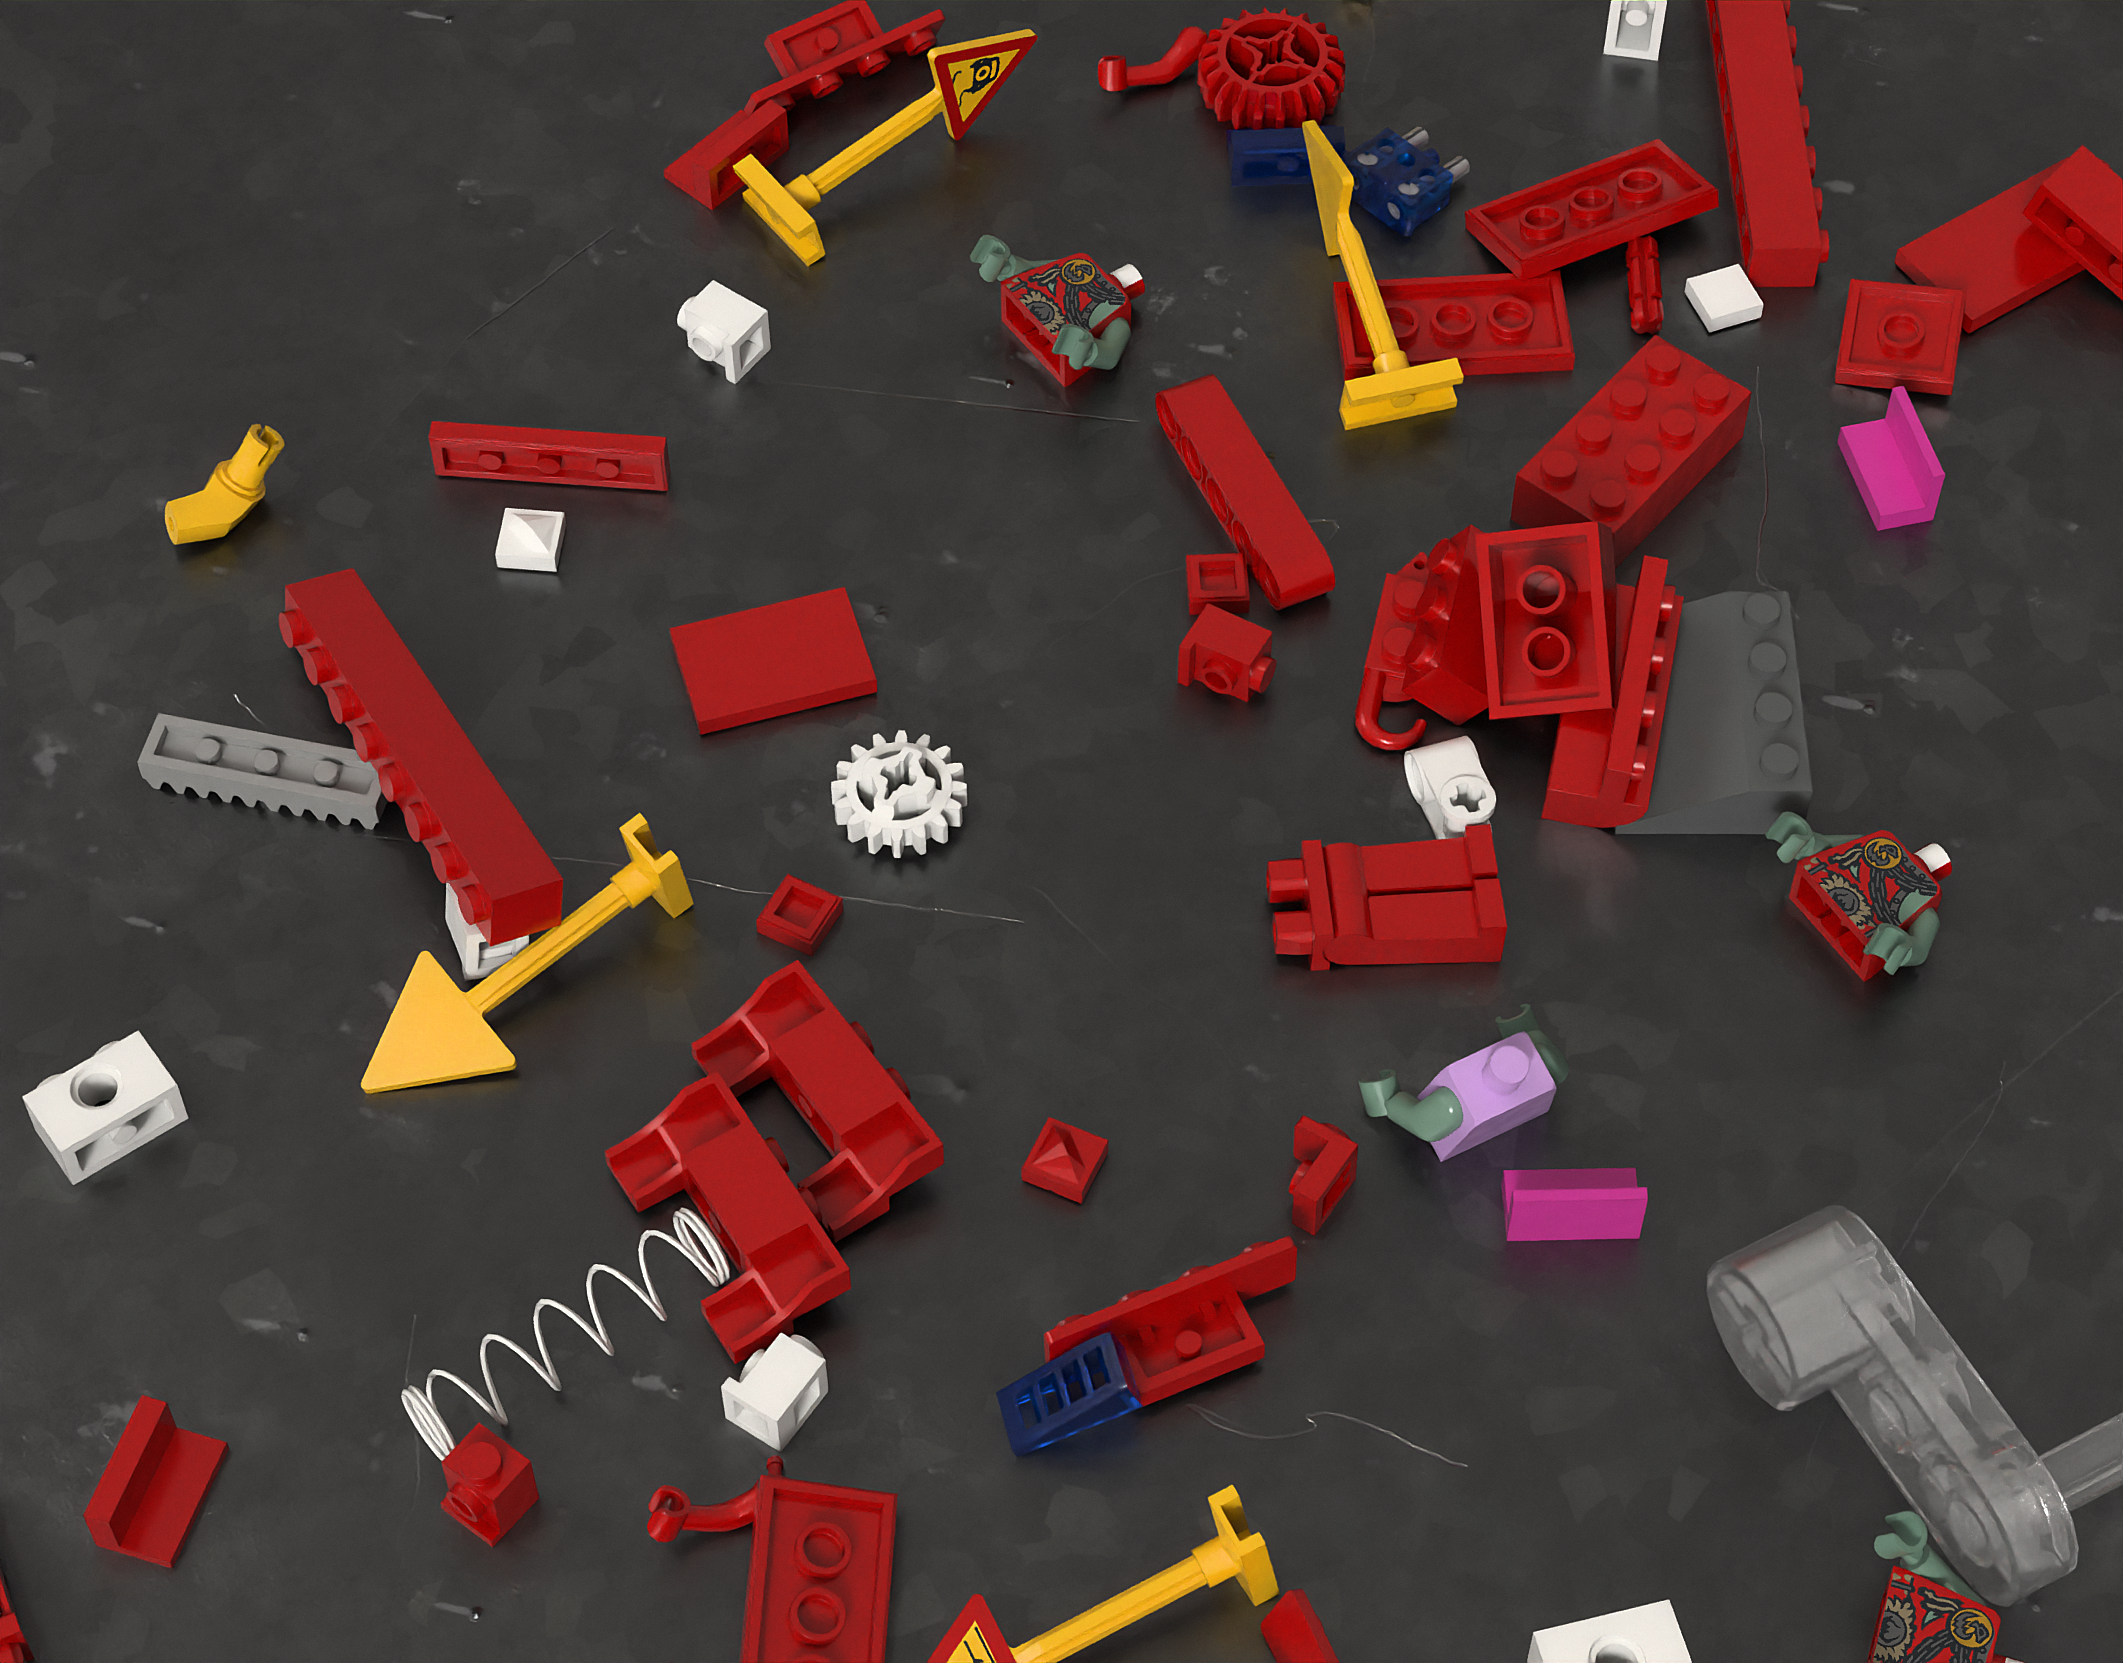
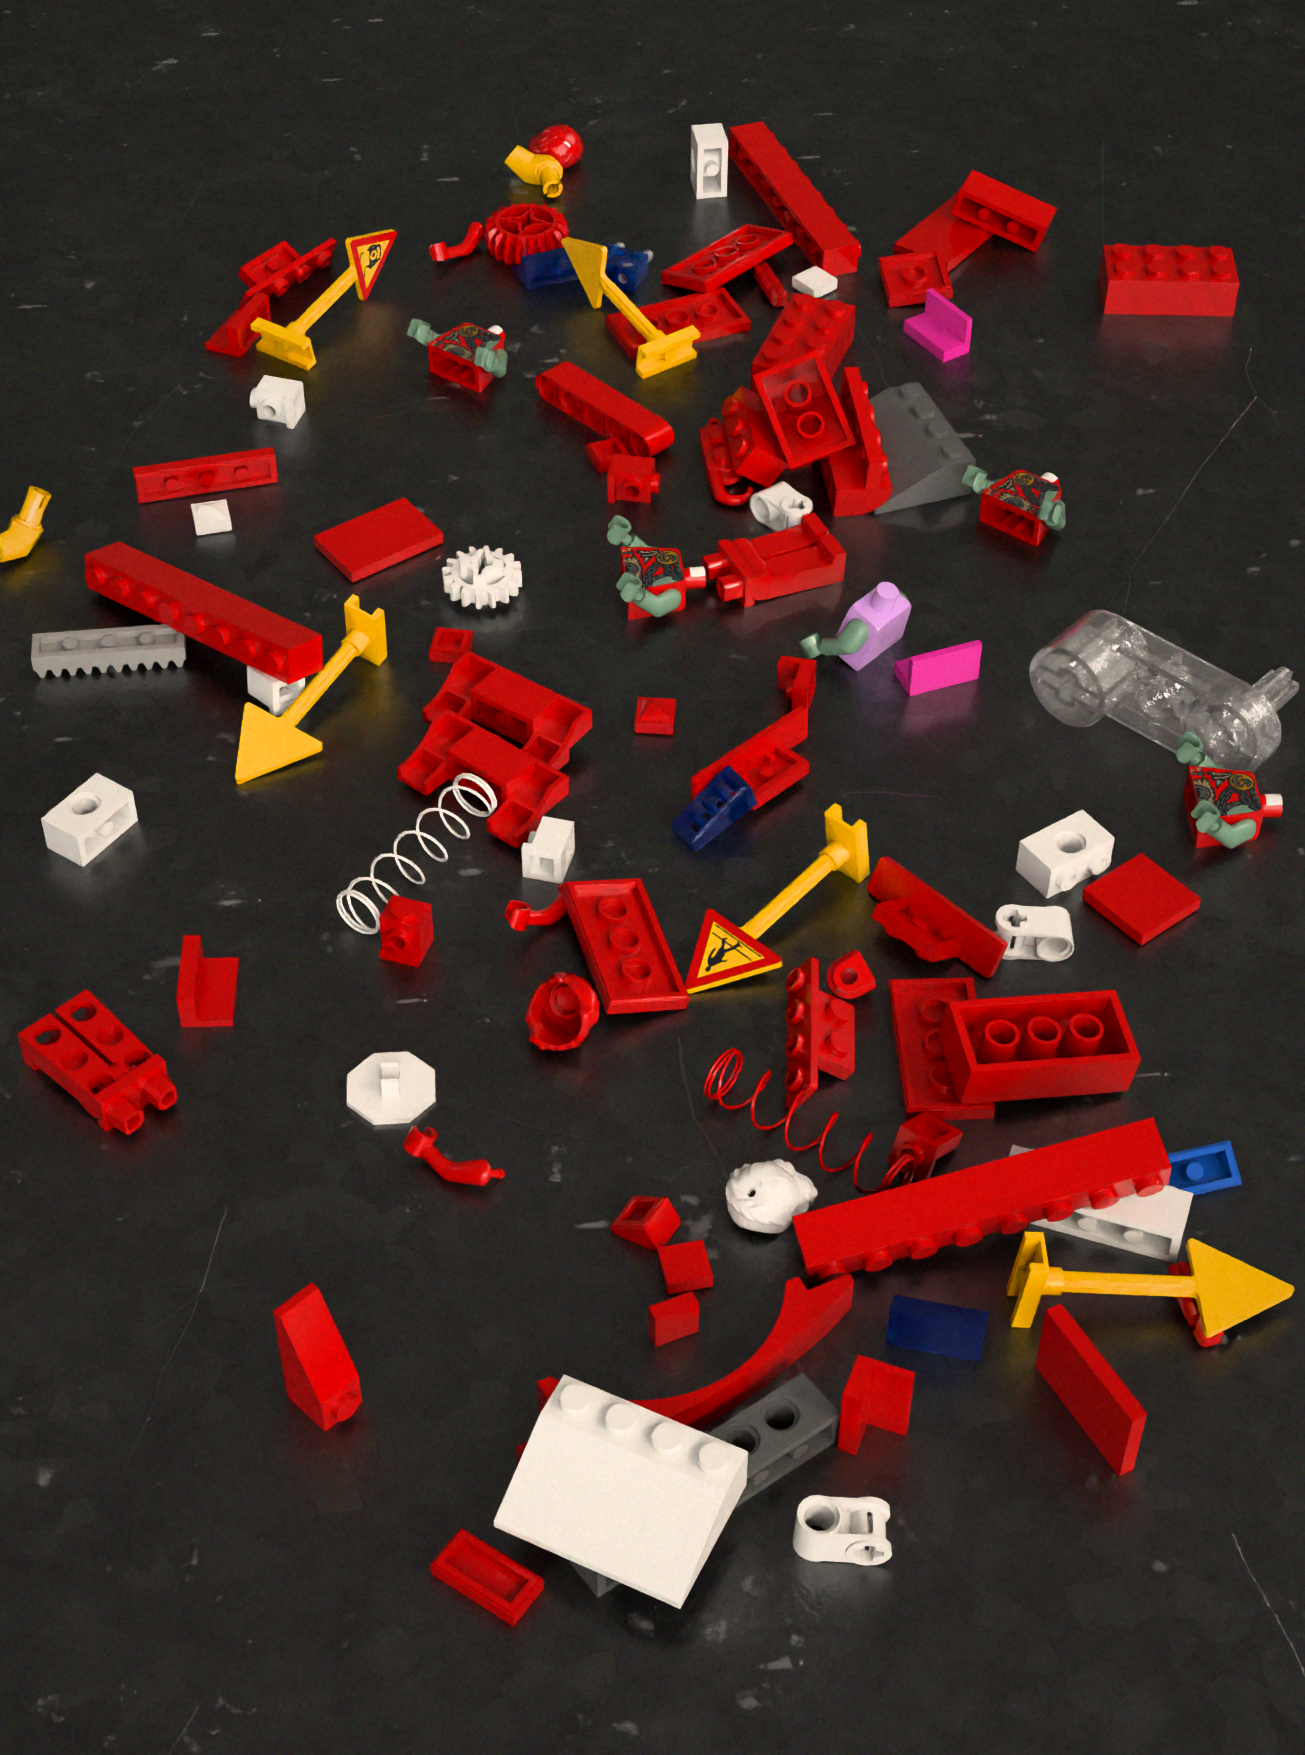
camera: 20 degrees left, 10 degrees down
(1170, 873) = (651, 576): none -> torso

